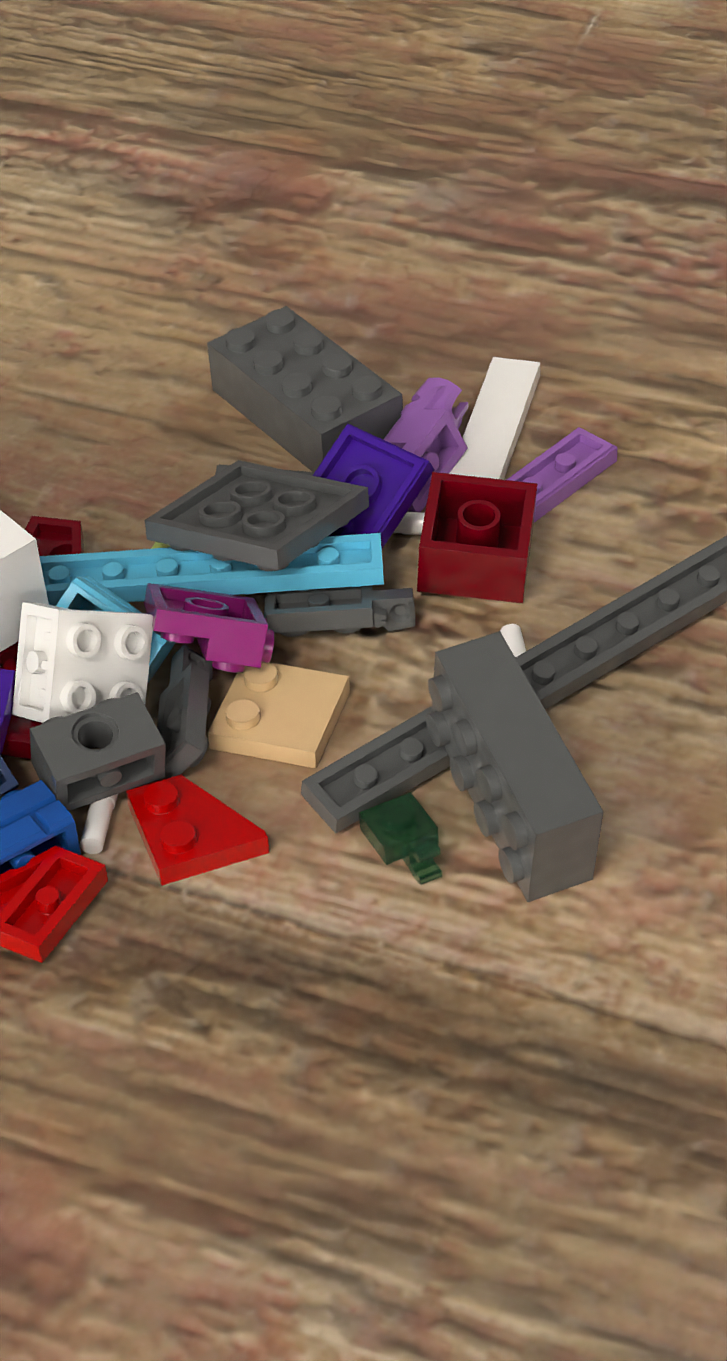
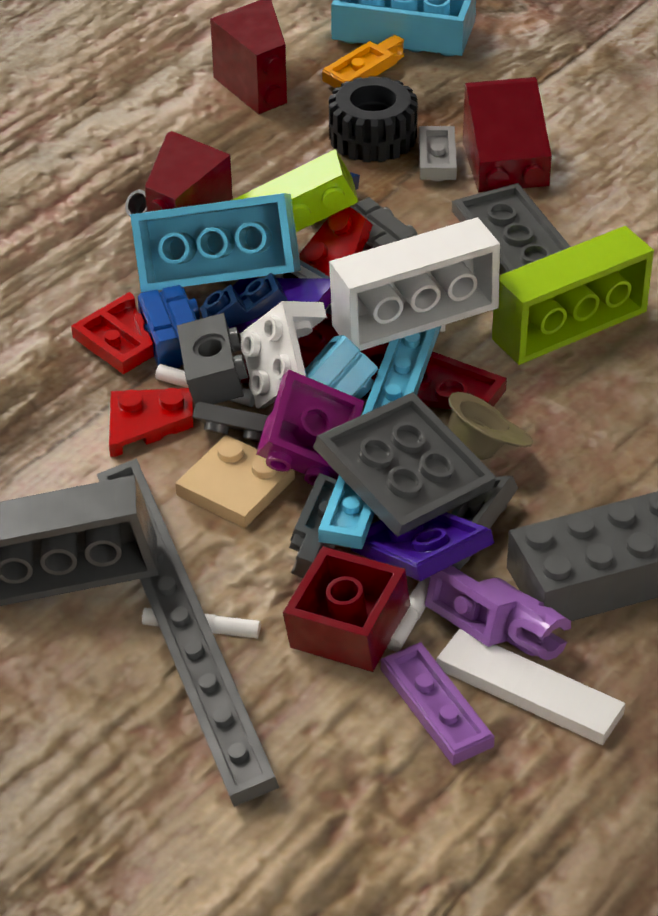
camera: 105 degrees right, 0 degrees up
(124, 514) = (482, 426): none -> dark tan piece

